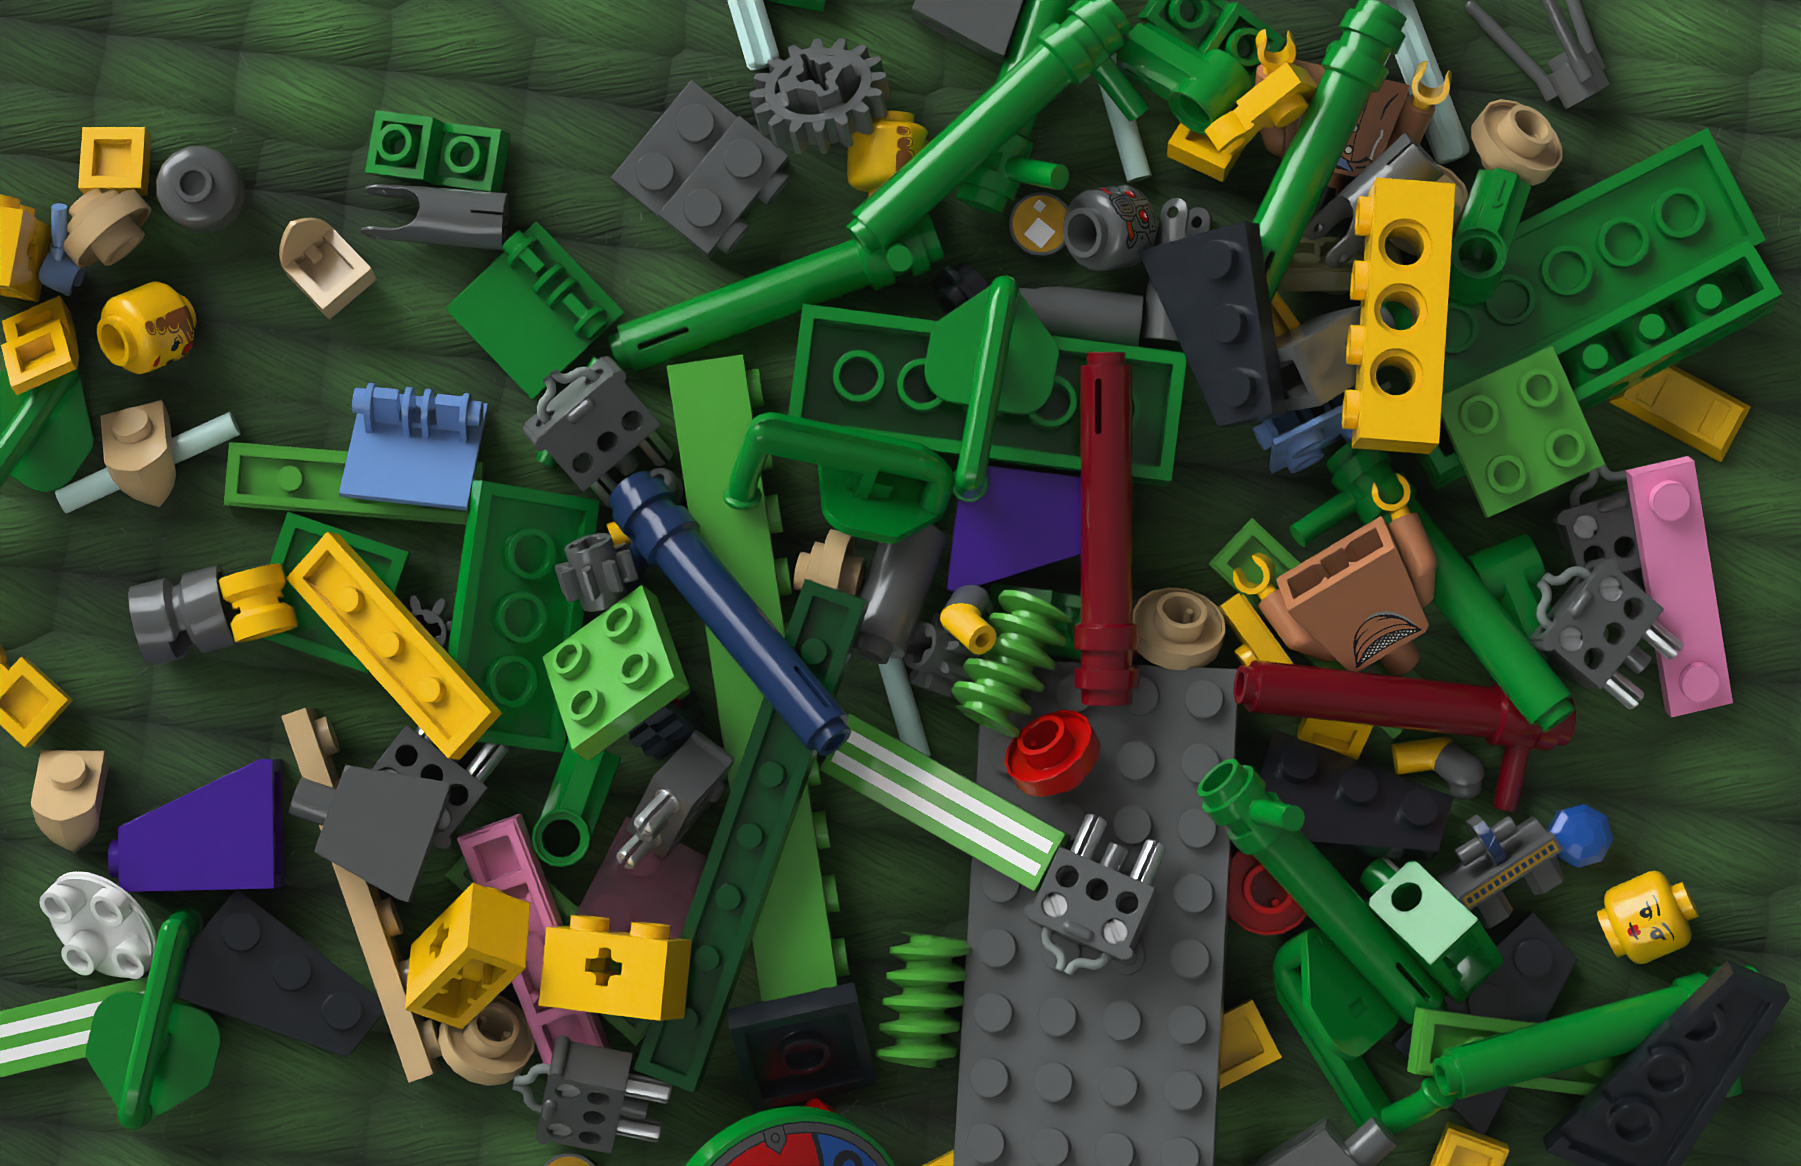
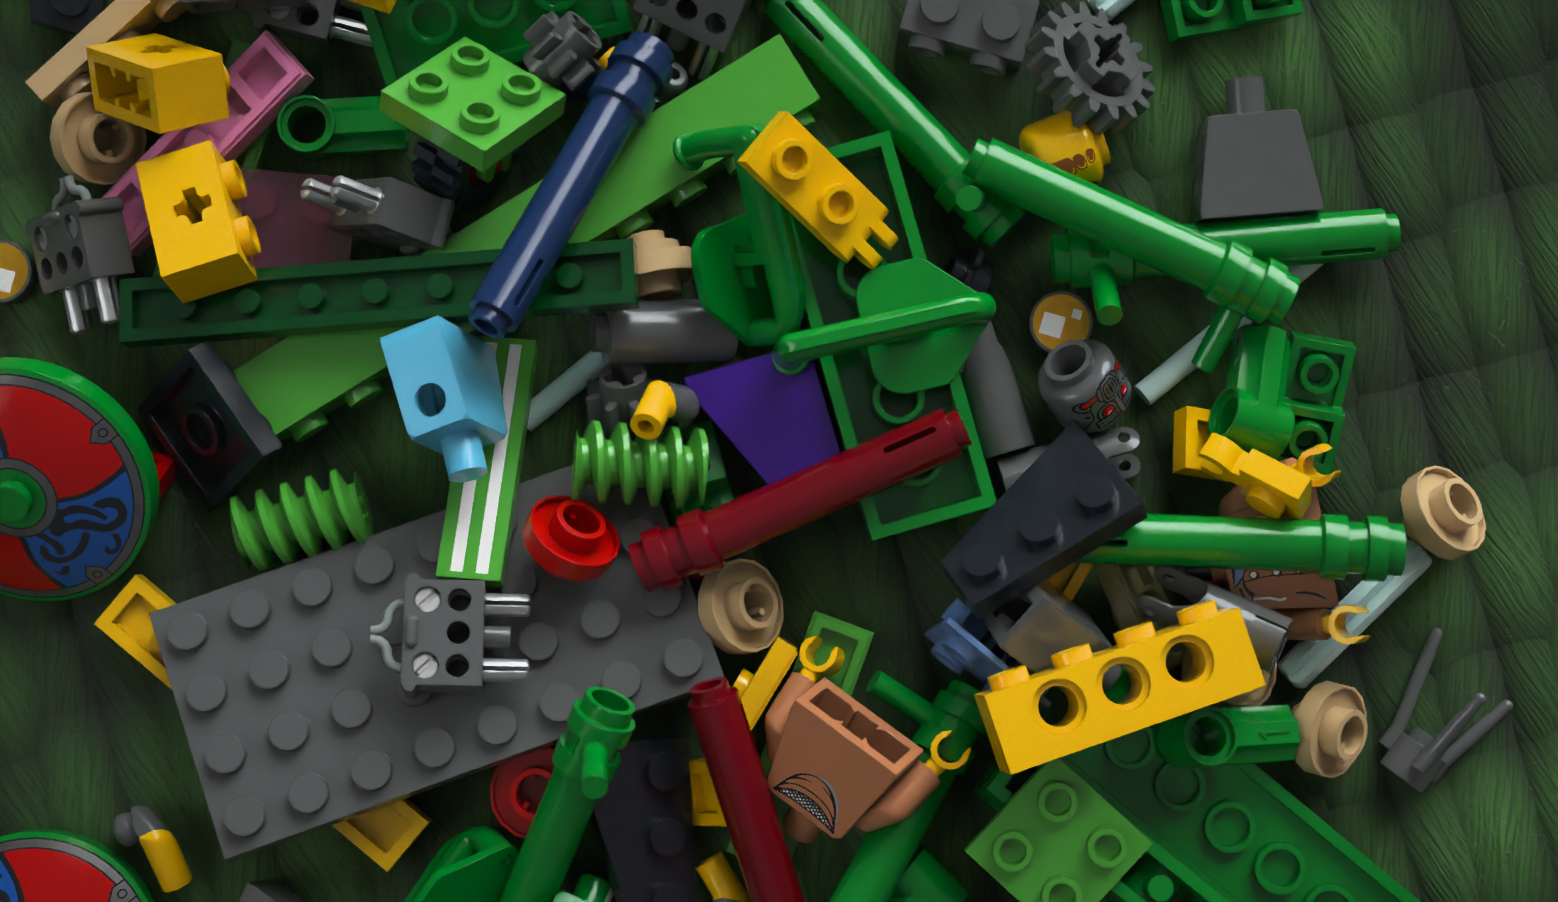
camera: 70 degrees right, 0 degrees up
(835, 391) = (818, 190): none -> yellow hinge
(873, 809) = (447, 393): none -> medium azure torso

